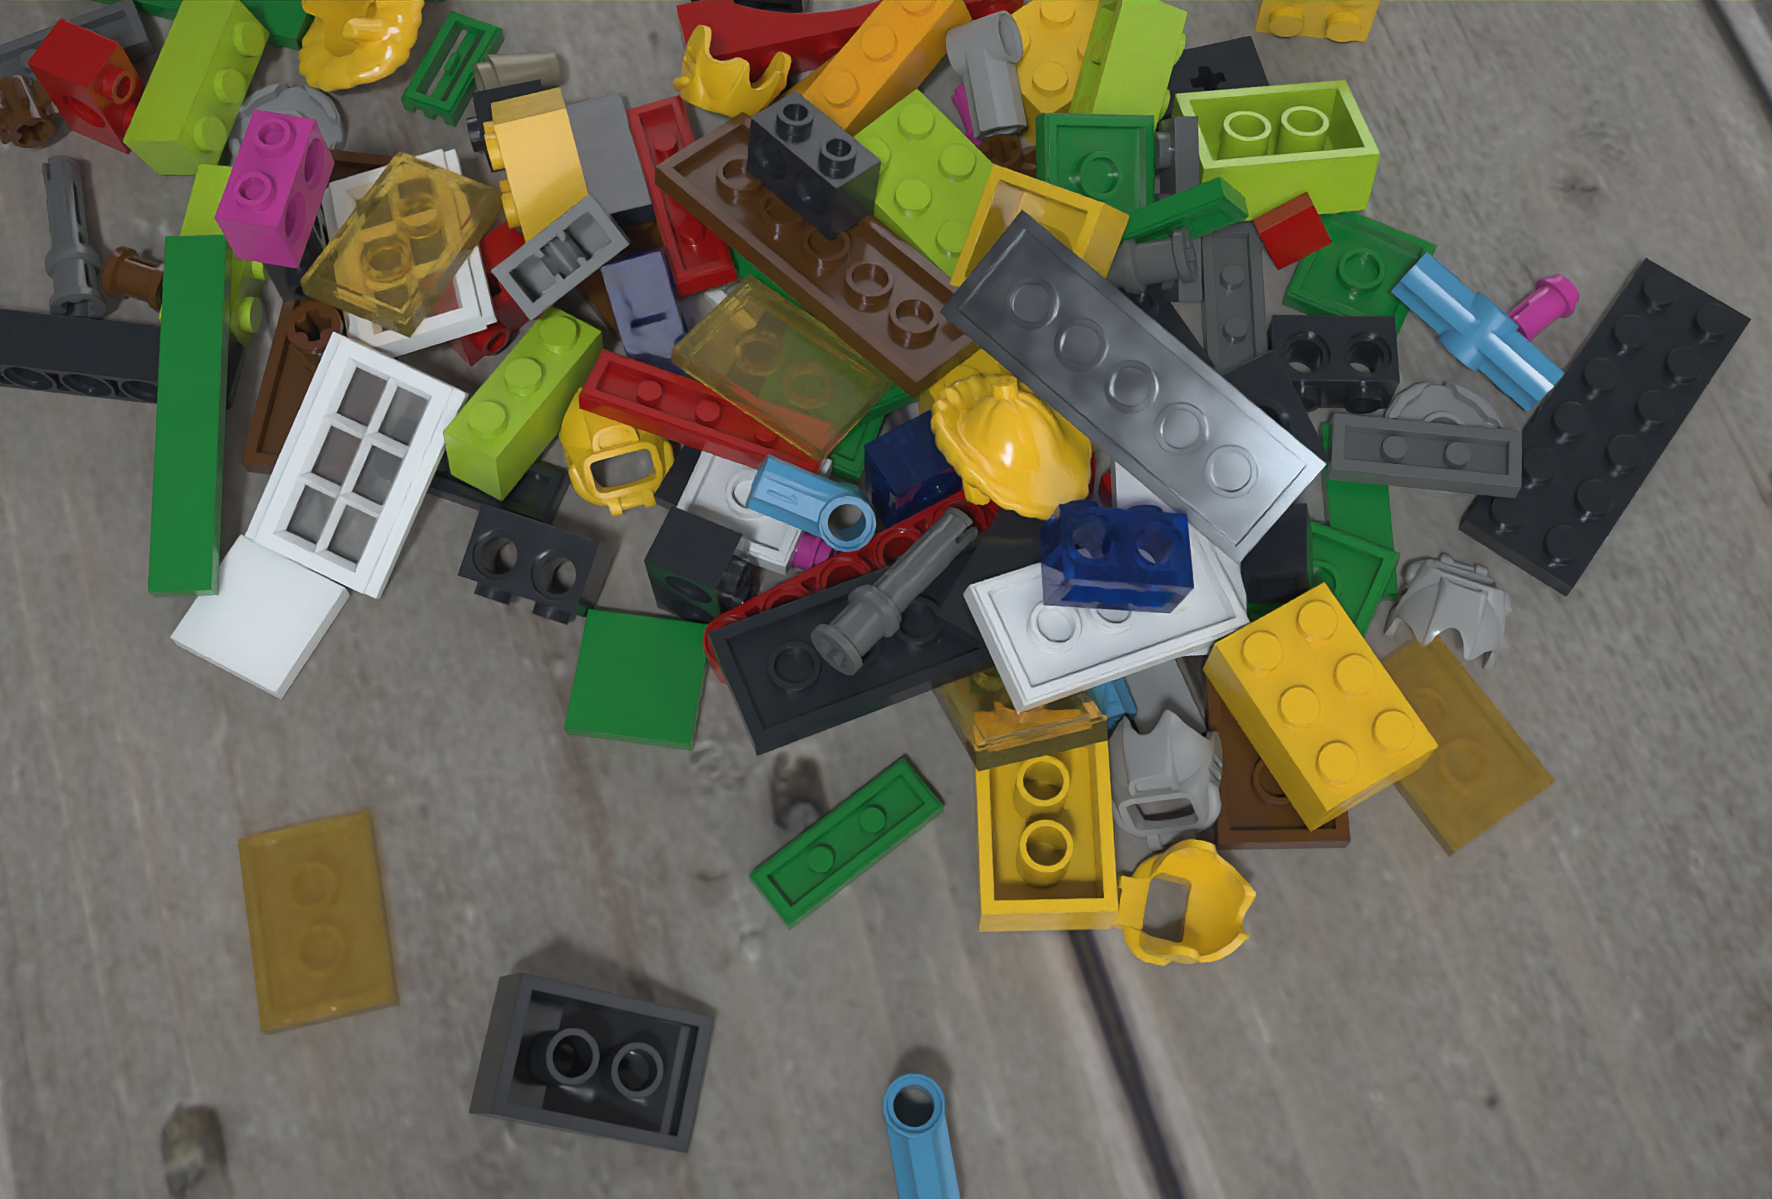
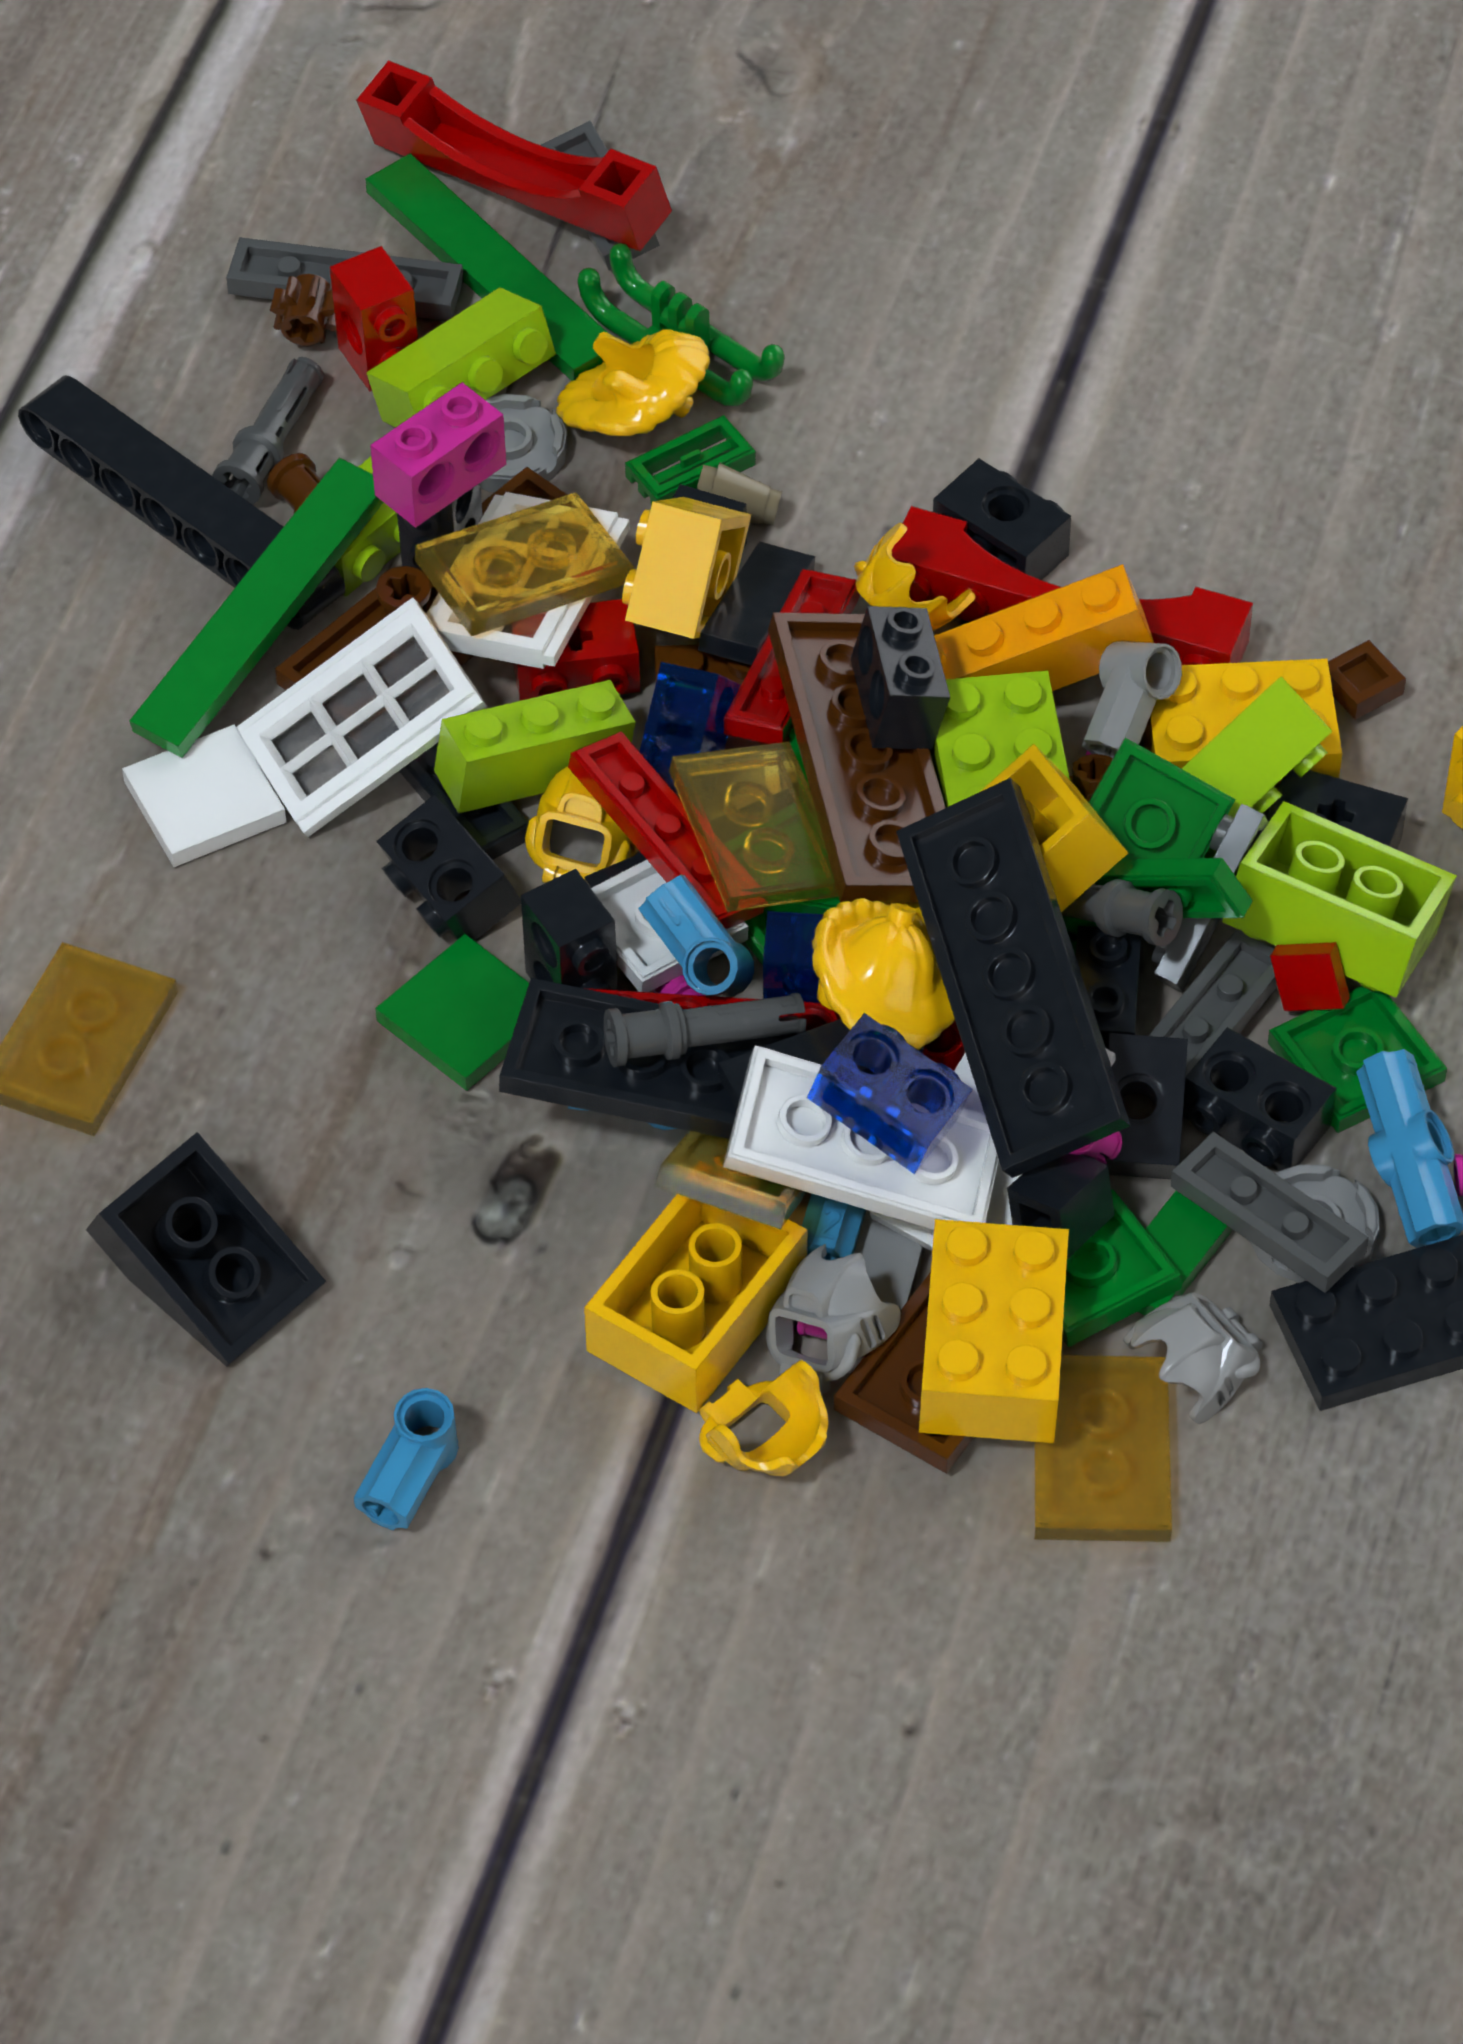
camera: 35 degrees right, 15 degrees down
(561, 256) = (638, 636): brick -> none
(846, 843) = (533, 1226): green tile -> none

